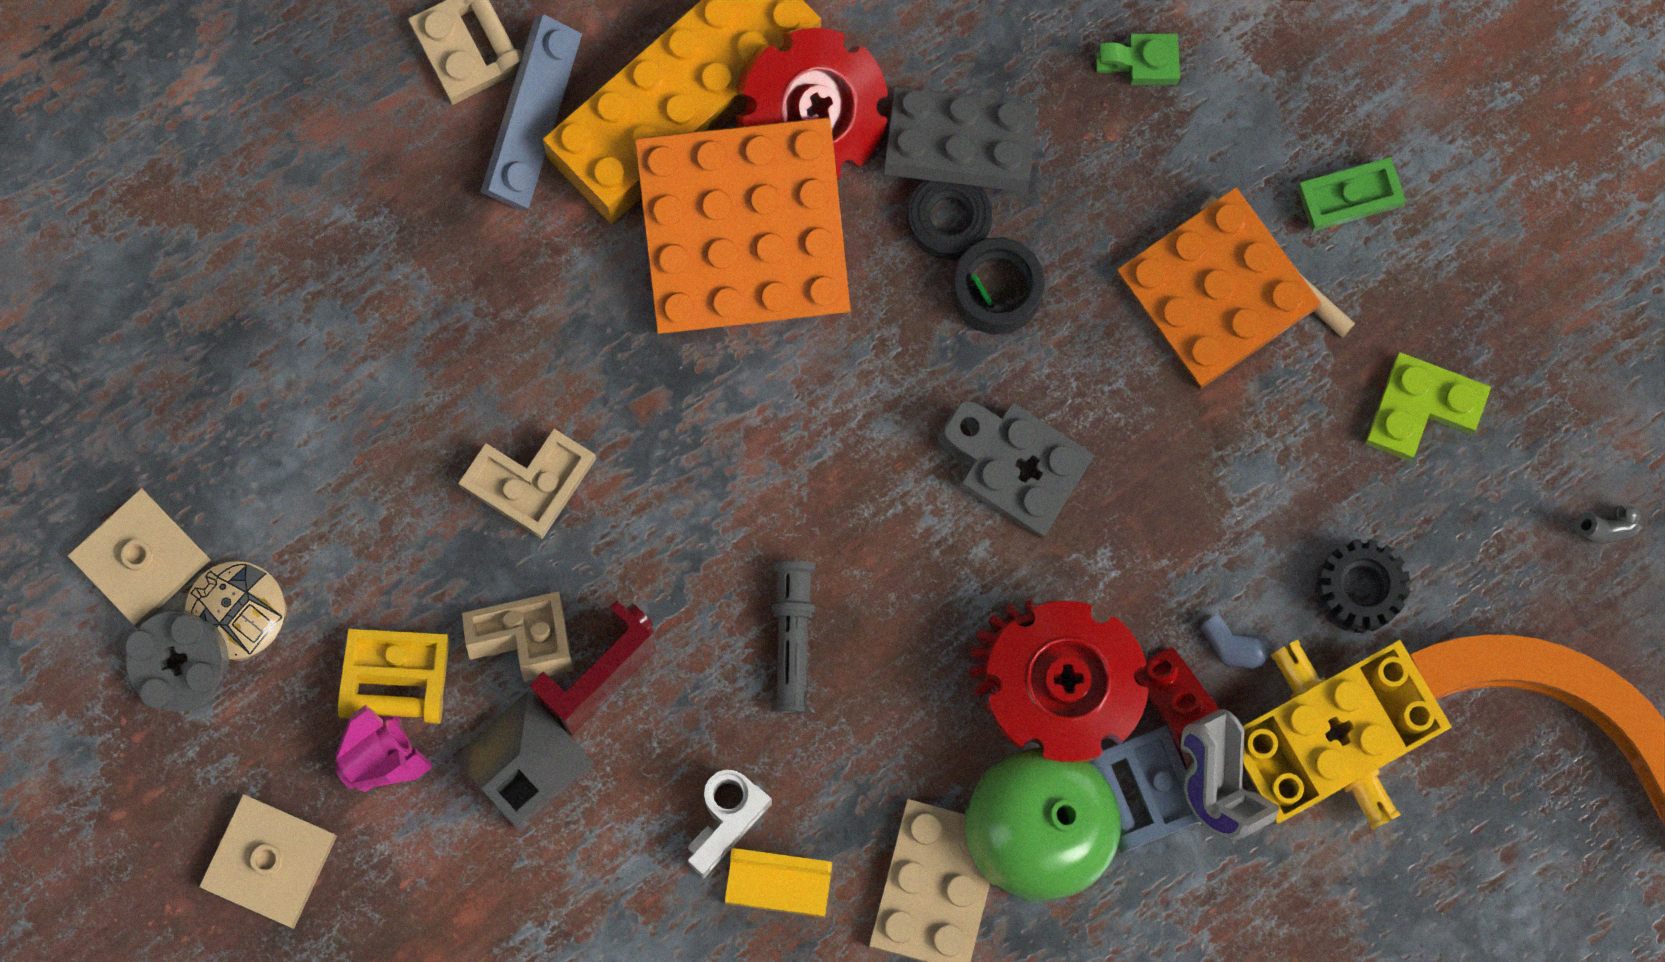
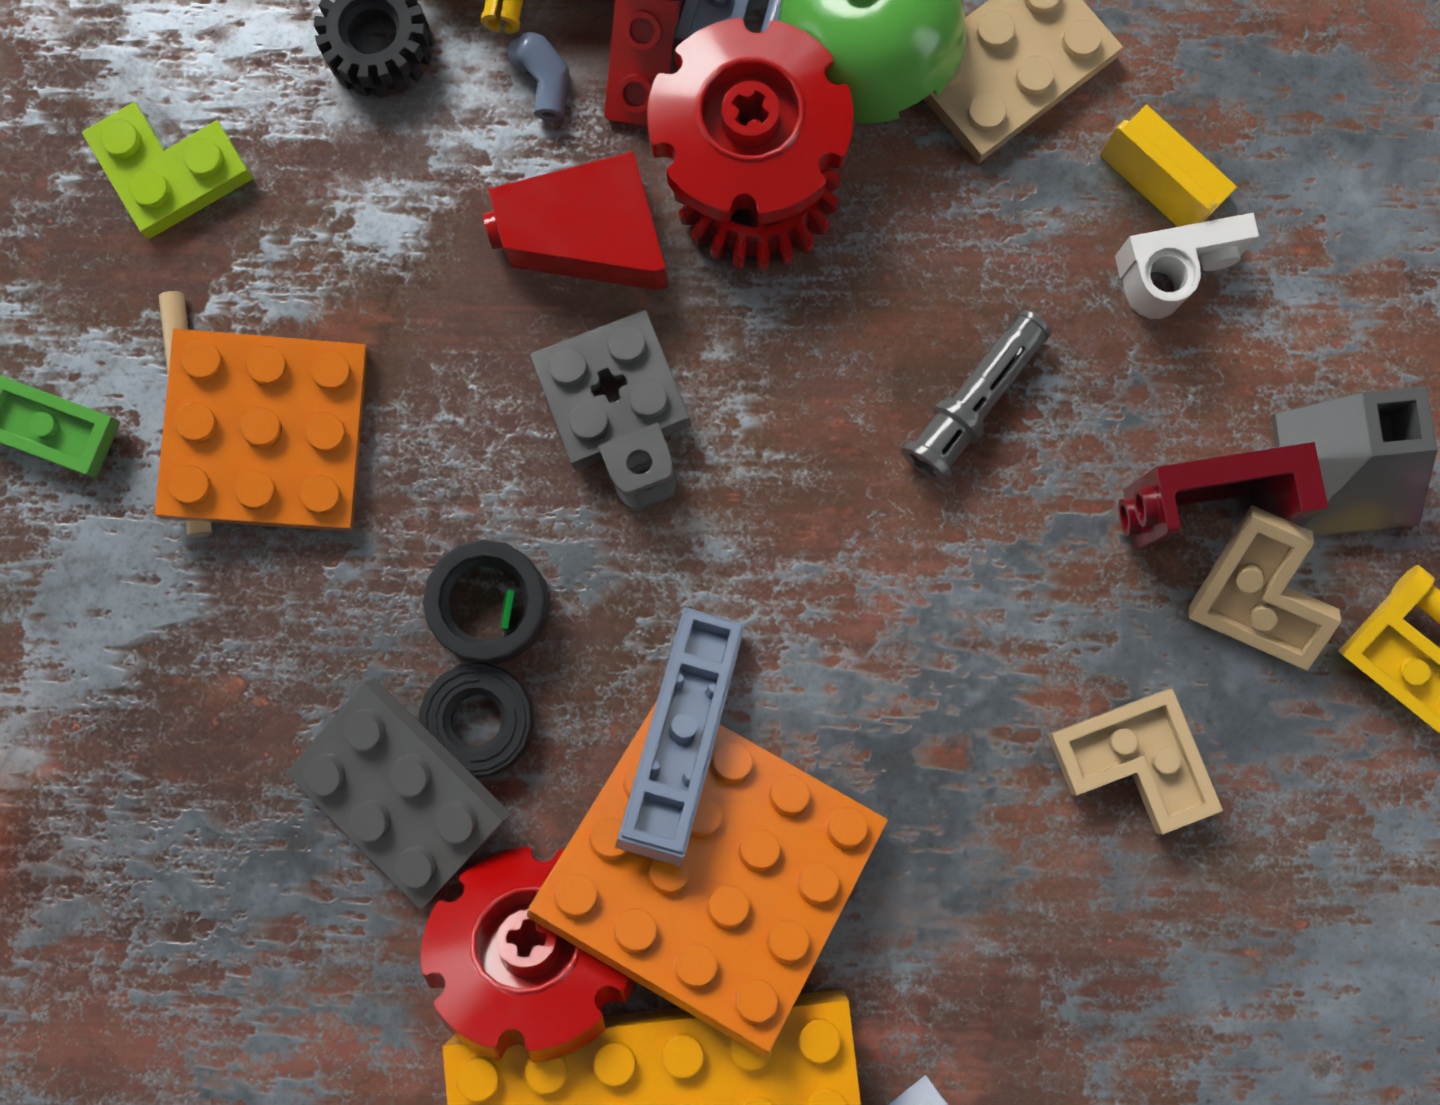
camera: 135 degrees left, 5 degrees up
(819, 286) = (680, 738): none -> sand blue plate
(1126, 559) = (580, 224): none -> red slope
(1148, 59) = (128, 737): bright green plate -> none

